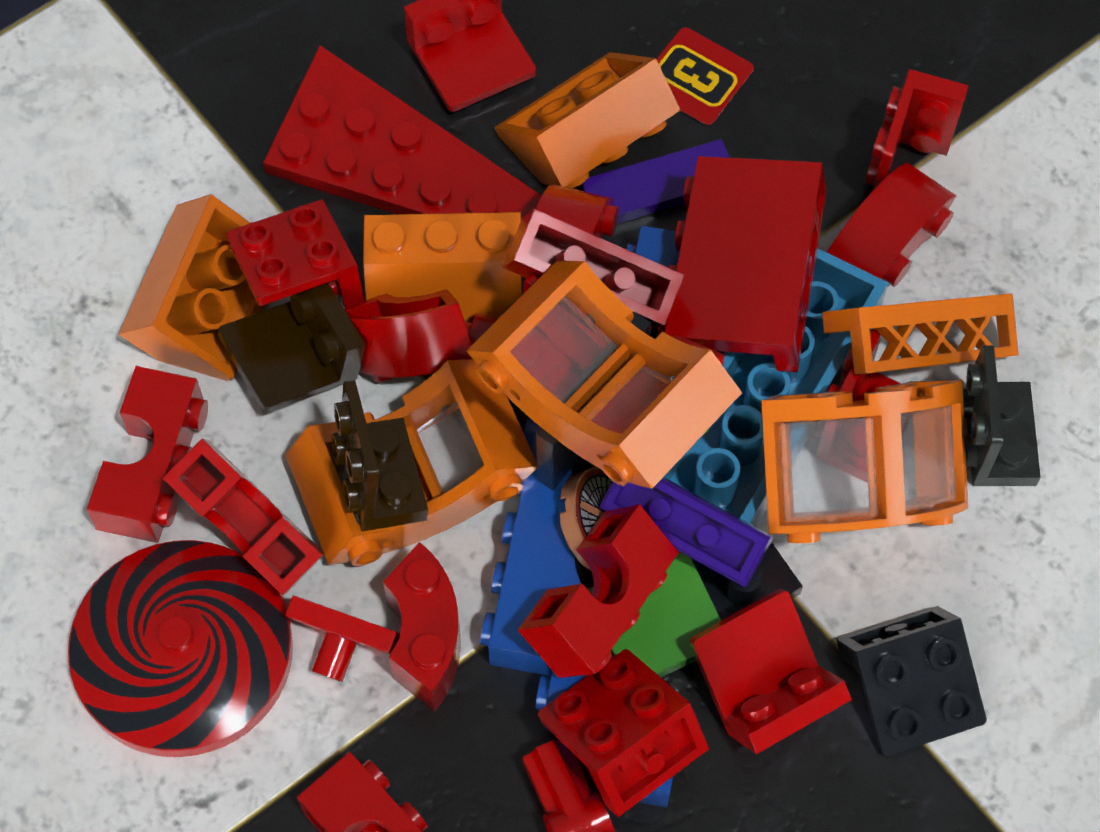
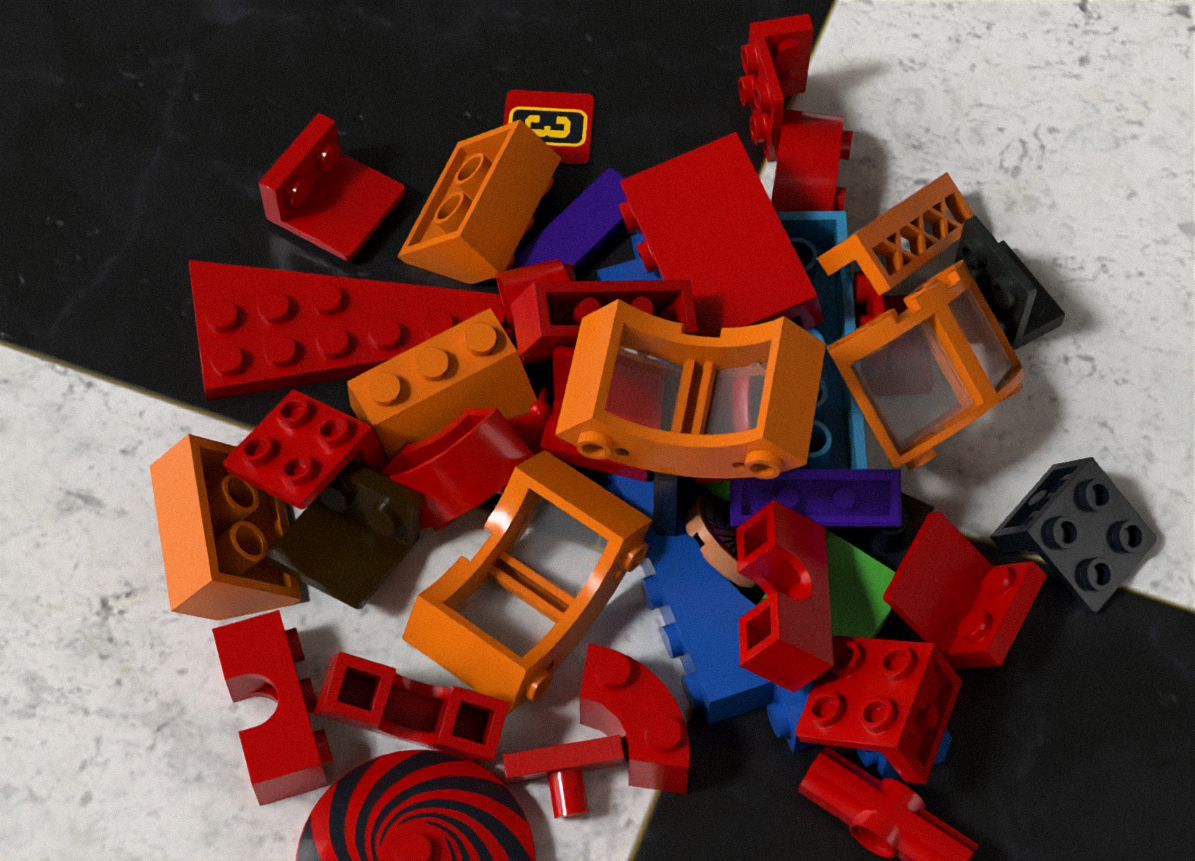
camera: 30 degrees left, 5 degrees down
(379, 466) = (507, 594): dark brown bracket -> none

